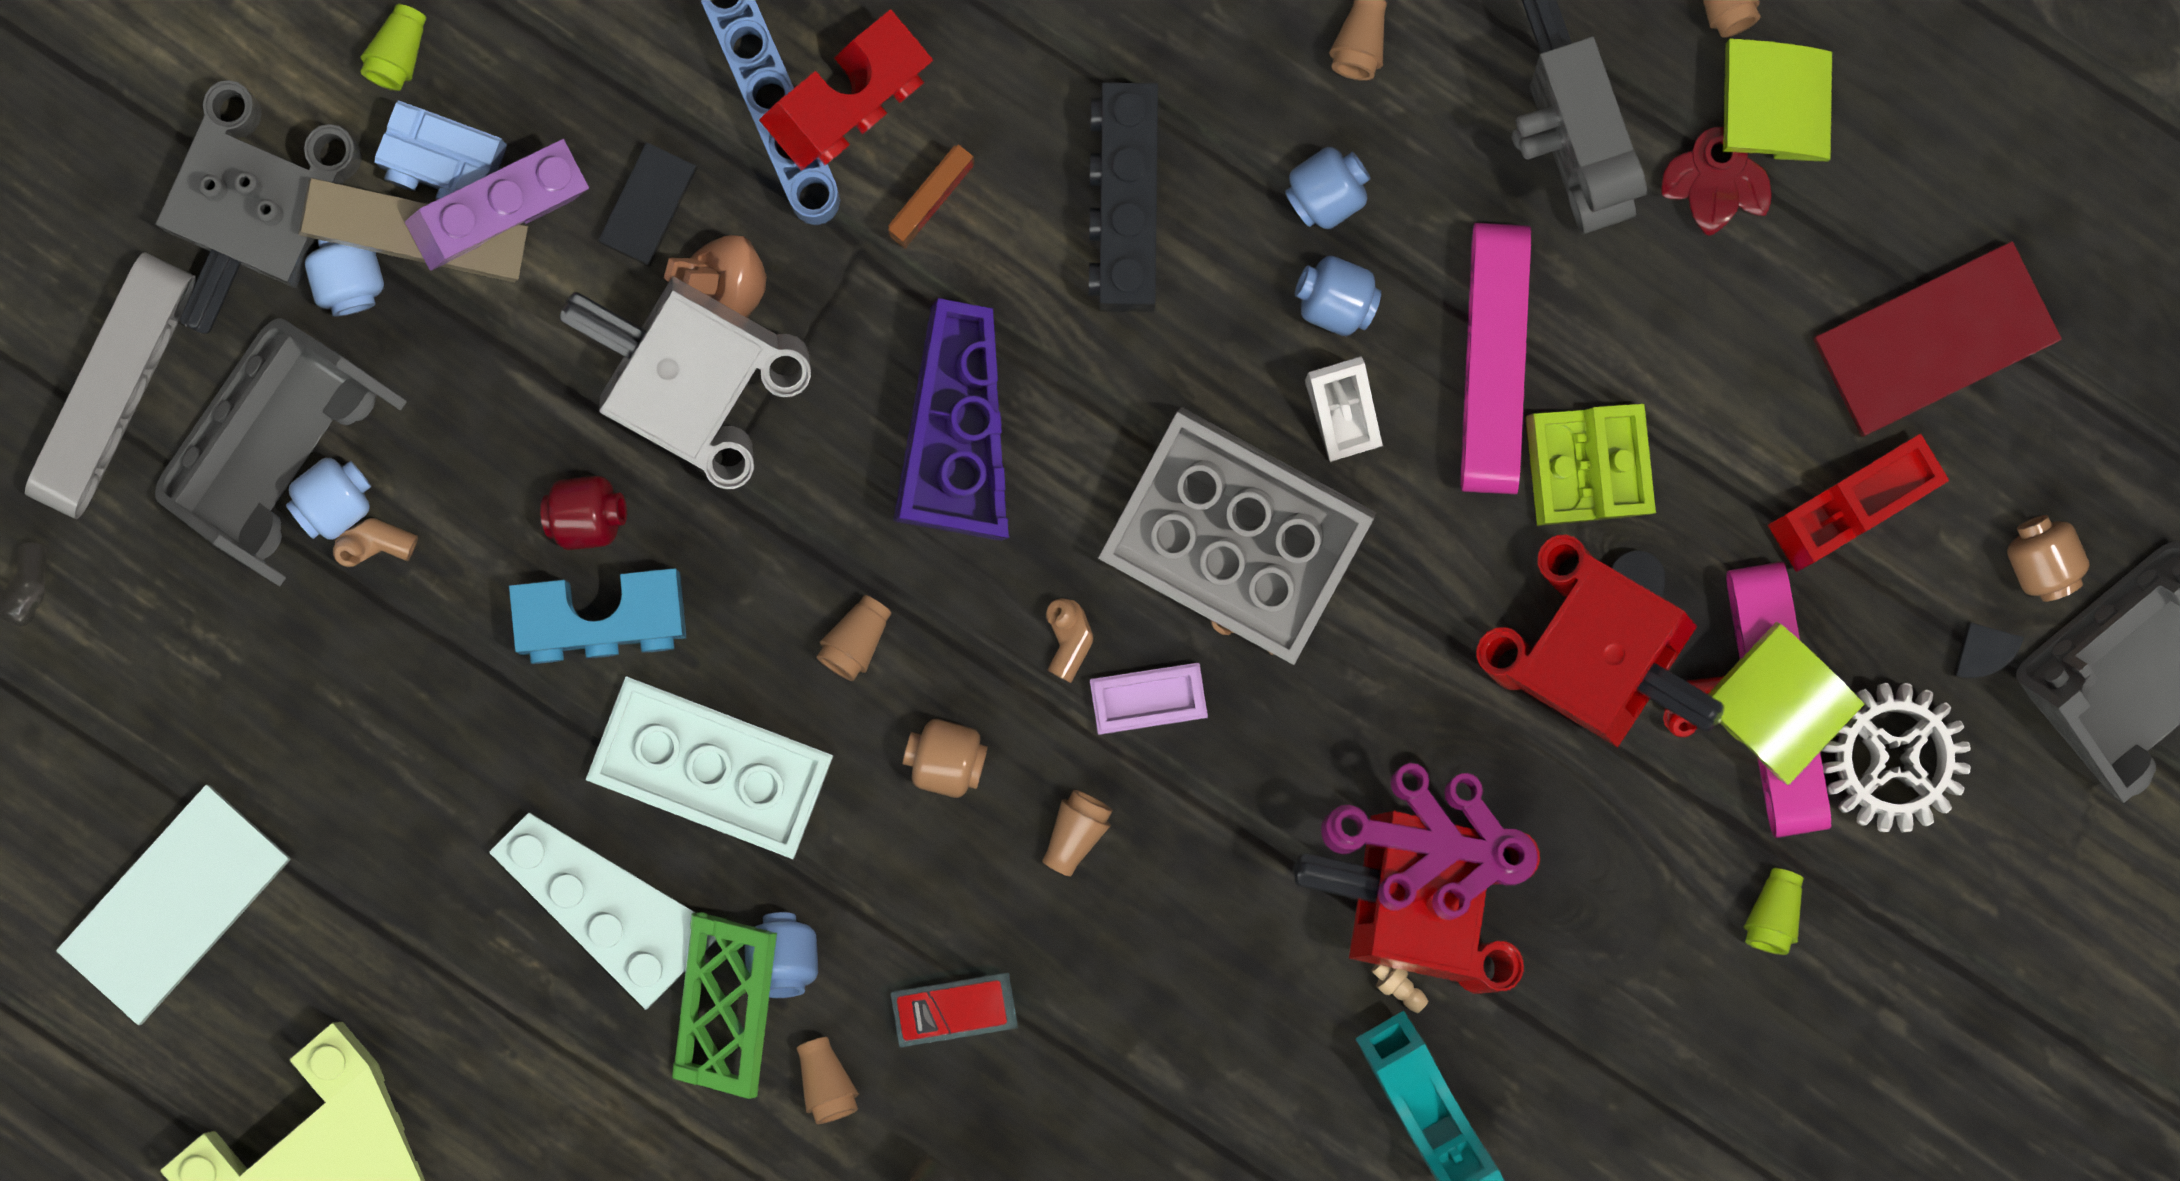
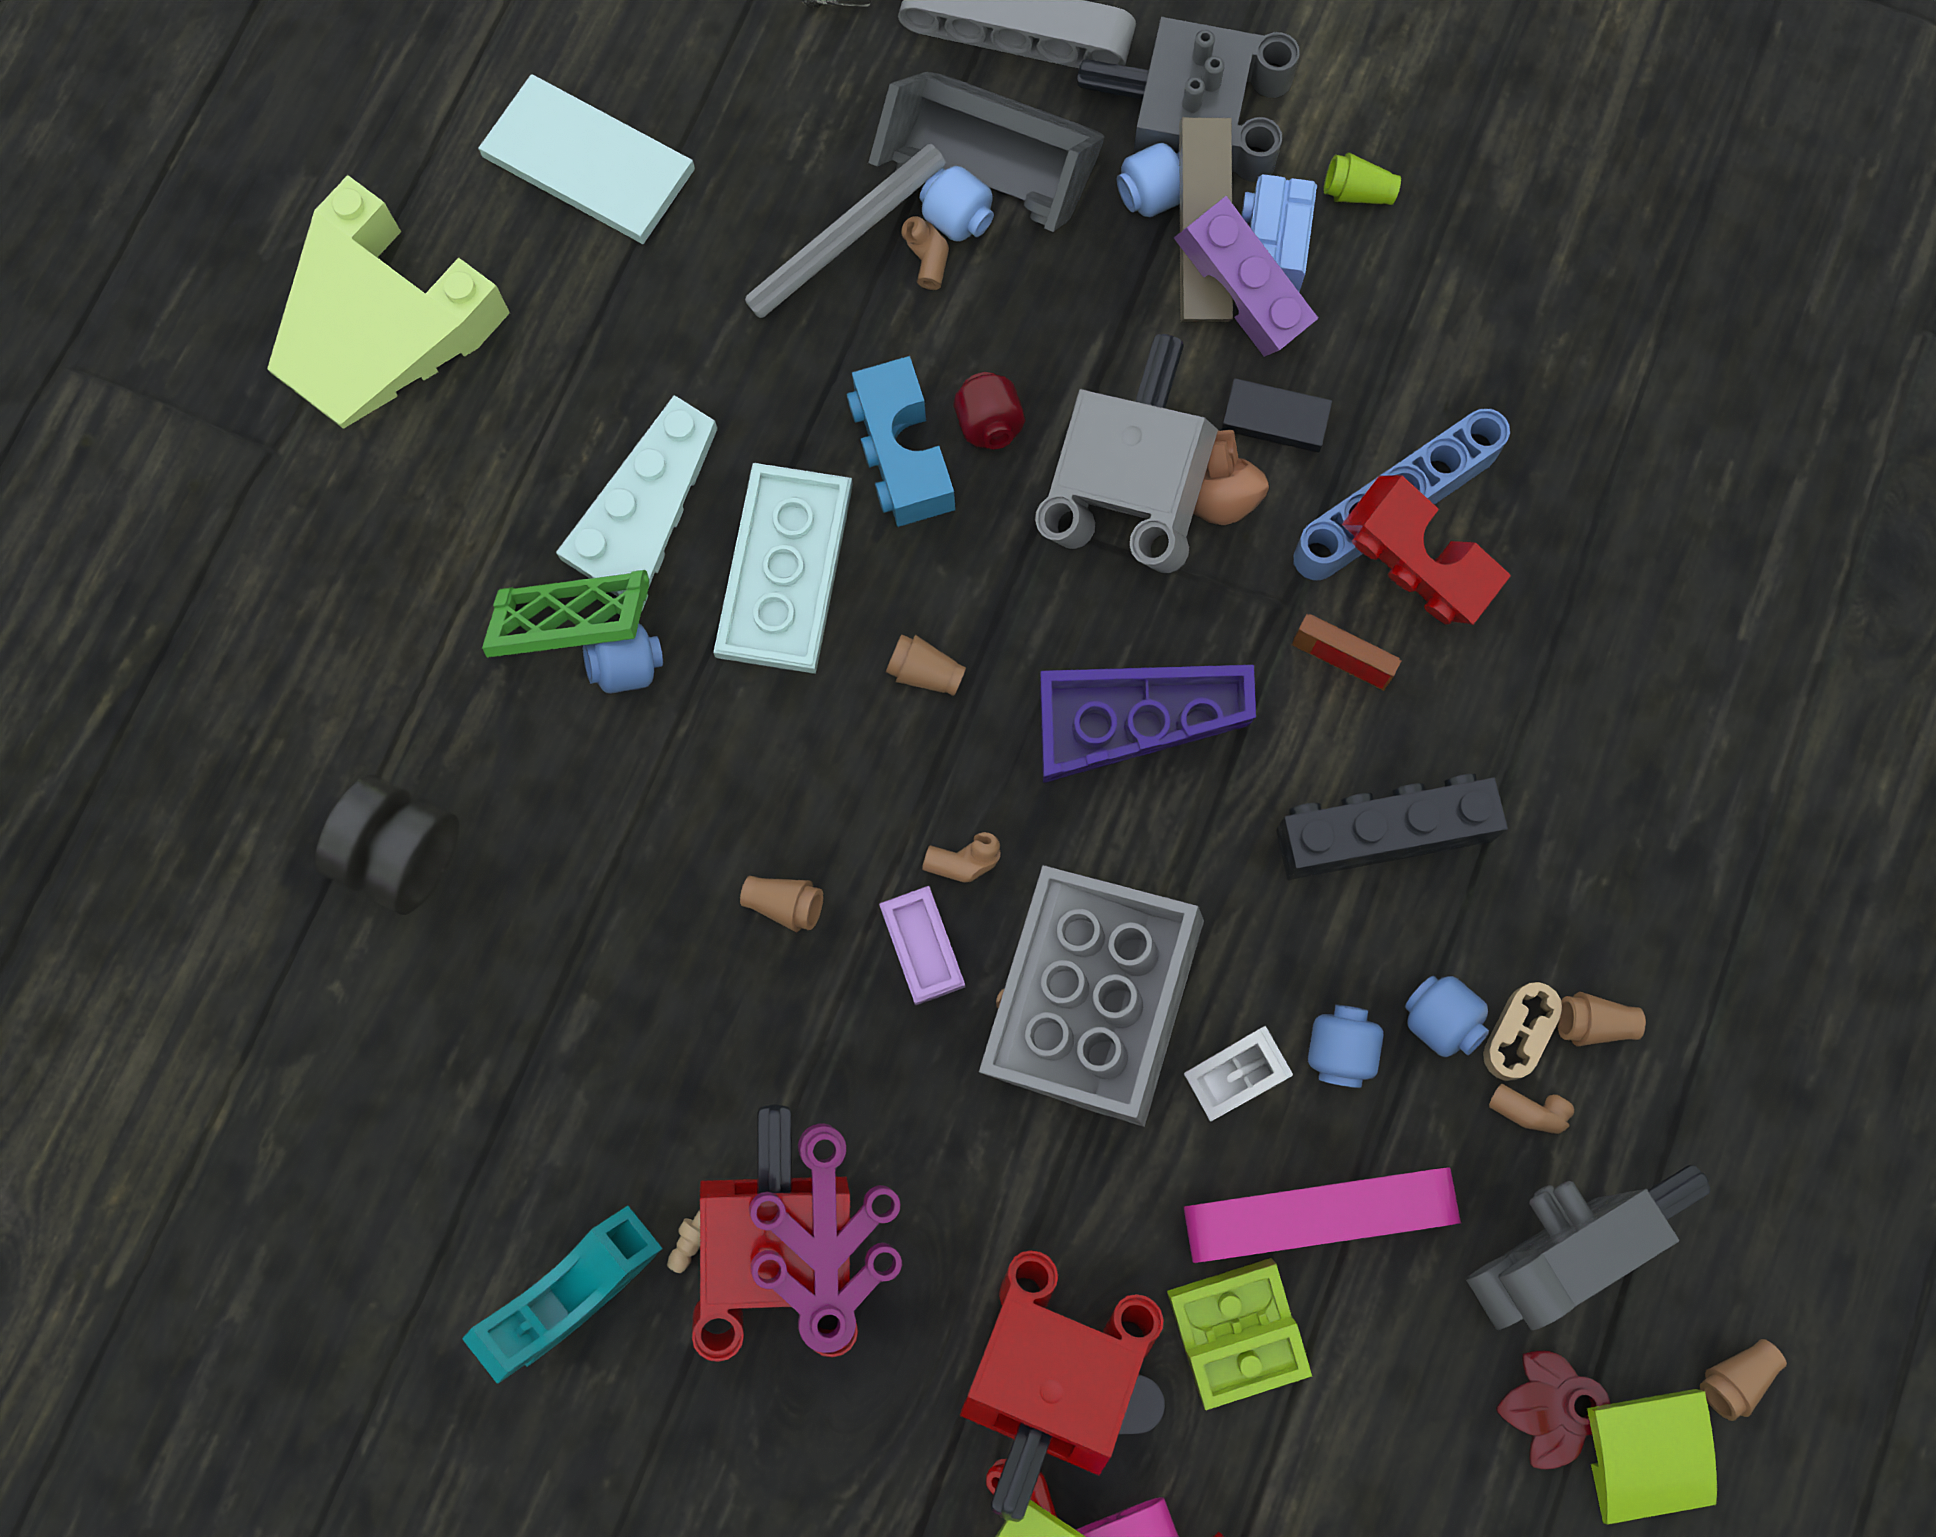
camera: 85 degrees right, 10 degrees down
(337, 628) = (845, 230): none -> light grey axle
(825, 1082) = (512, 721): medium nougat cone -> none
(945, 758) = (829, 766): medium nougat head -> none
(954, 1010) = (598, 823): slope -> none
(1347, 126) = (1534, 1037): none -> tan beam
(1439, 130) = (1529, 1114): none -> medium nougat arm

